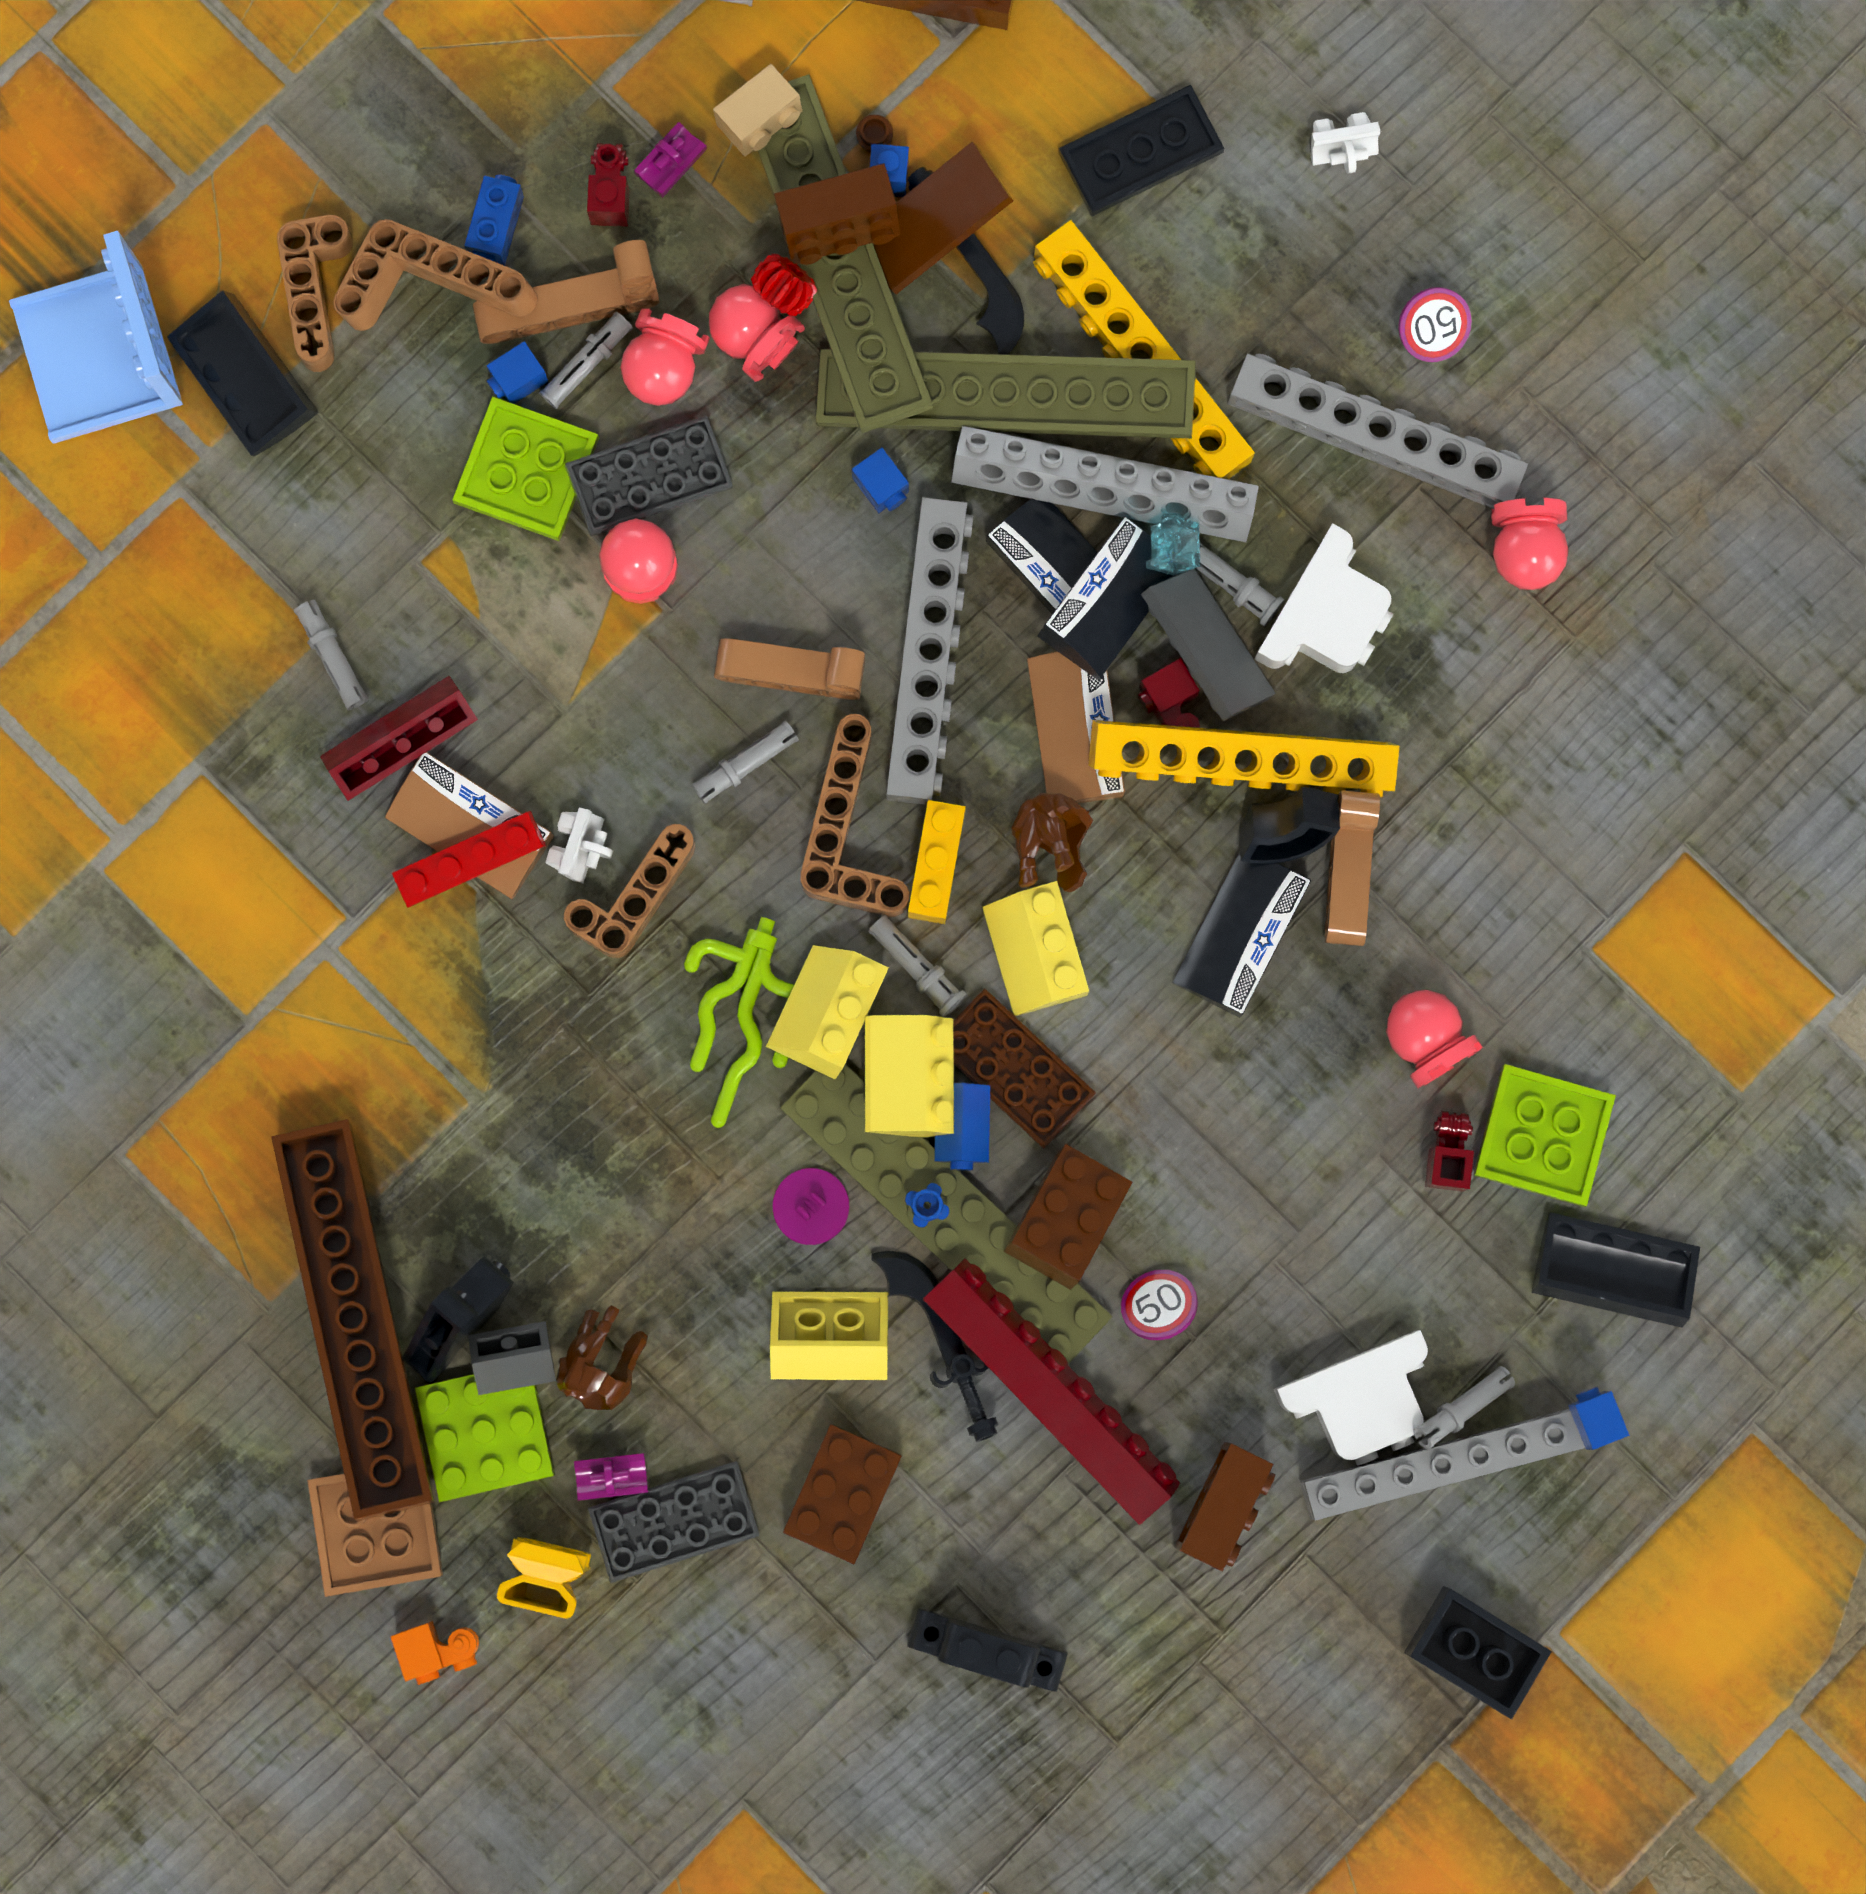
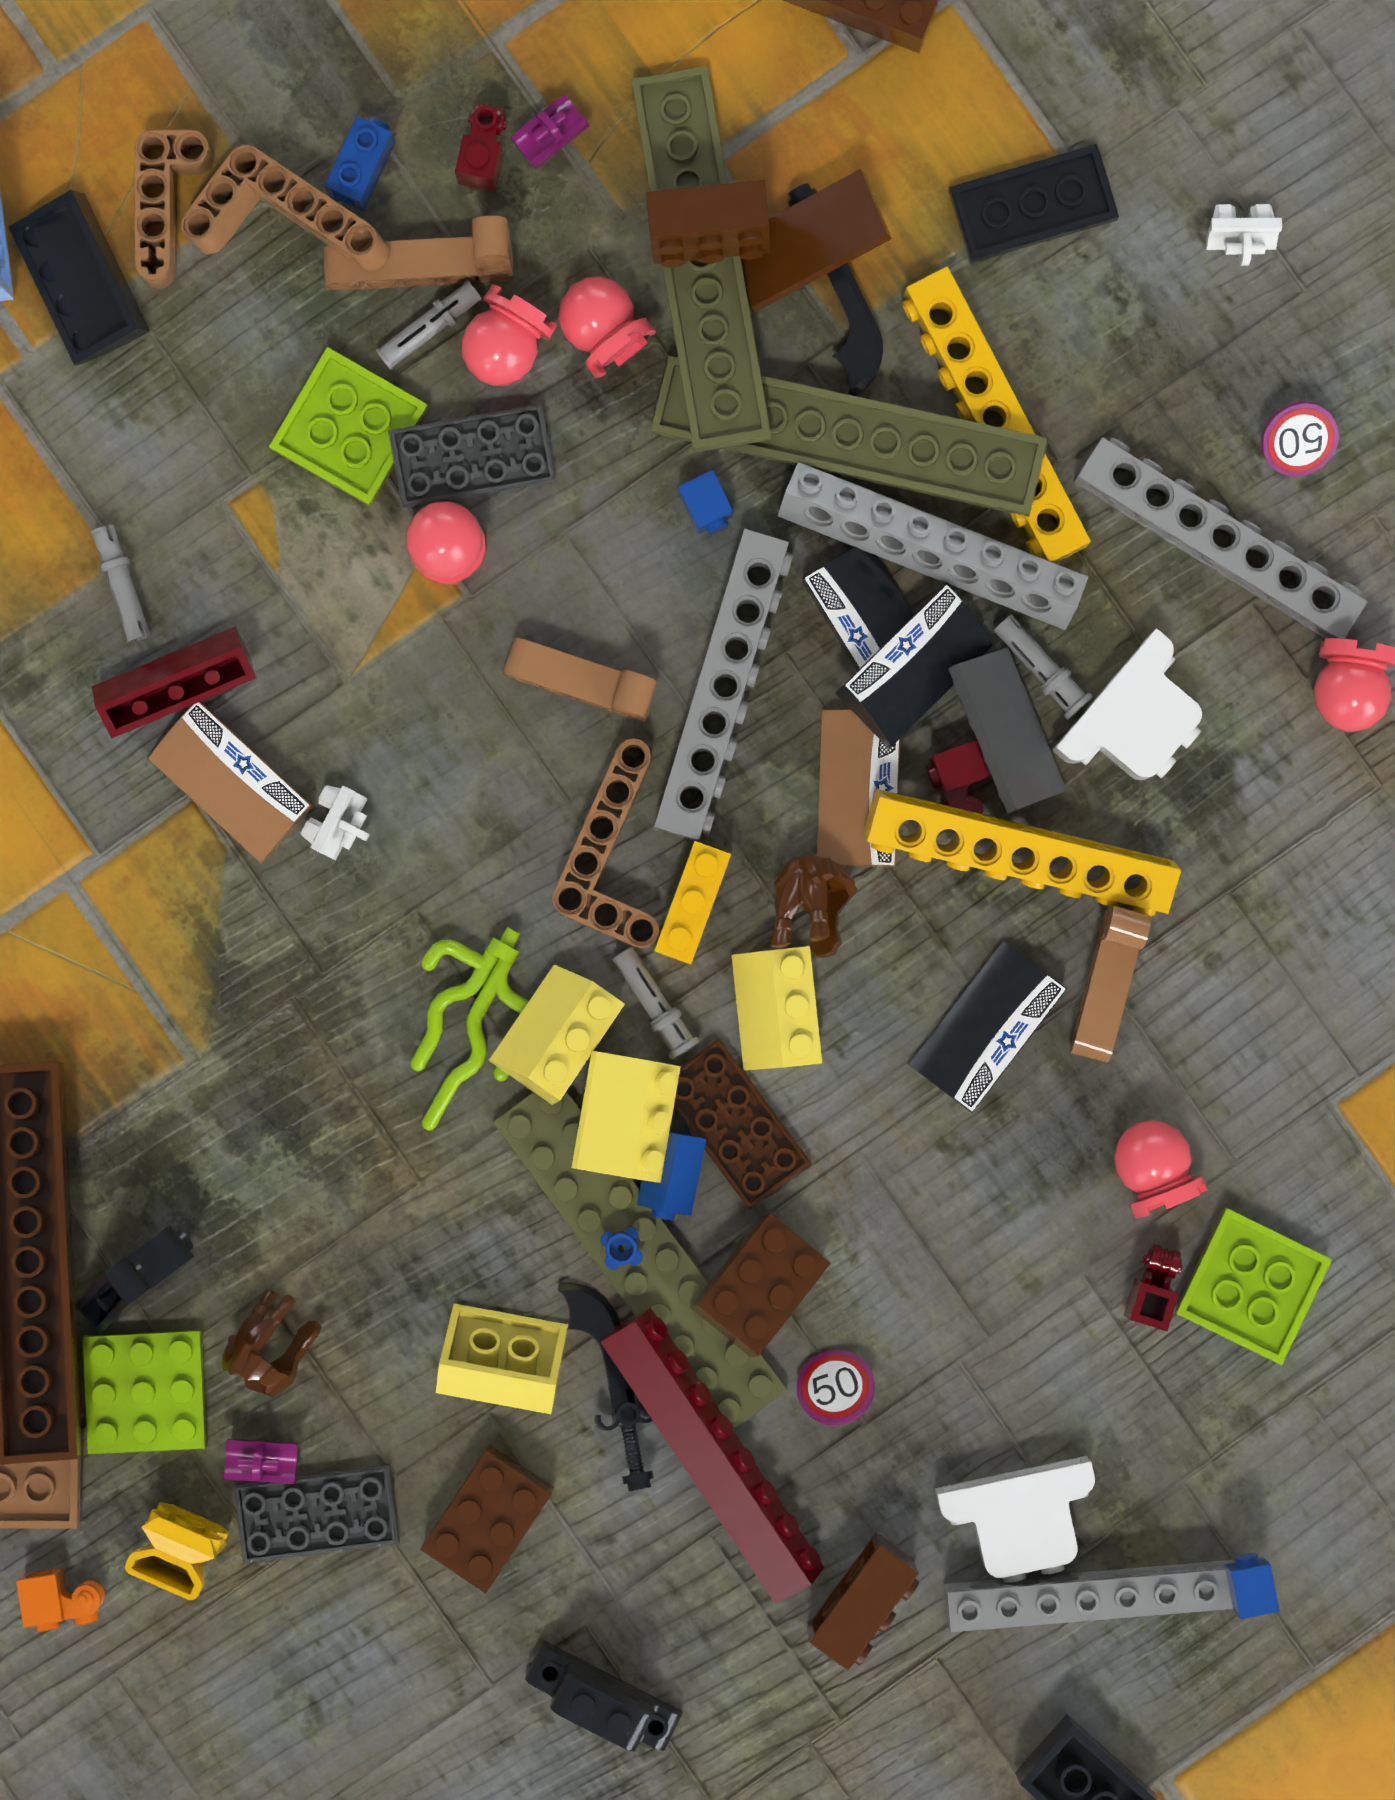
camera: 15 degrees right, 5 degrees up
(469, 859) = (224, 817): red plate -> none
(511, 1358) = (181, 1329): dark grey brick -> none
(516, 374) = (354, 327): blue brick -> none
(637, 887) = (388, 874): medium nougat beam -> none
(744, 762) = (518, 766): light grey pin -> none
(758, 110) = (648, 97): tan brick -> none
(783, 284) = (641, 285): red gear -> none
(811, 1206) = (506, 1225): magenta piece -> none
(874, 130) = (763, 138): reddish brown plate -> none
(896, 163) = (777, 176): blue brick -> none
(1174, 545) = (991, 622): clear light blue brick -> none
(1289, 827) = (1054, 932): black brick -> none
(1451, 1416) = (1108, 1551): light grey pin -> none
(1616, 1270) = (1299, 1432): black slope -> none

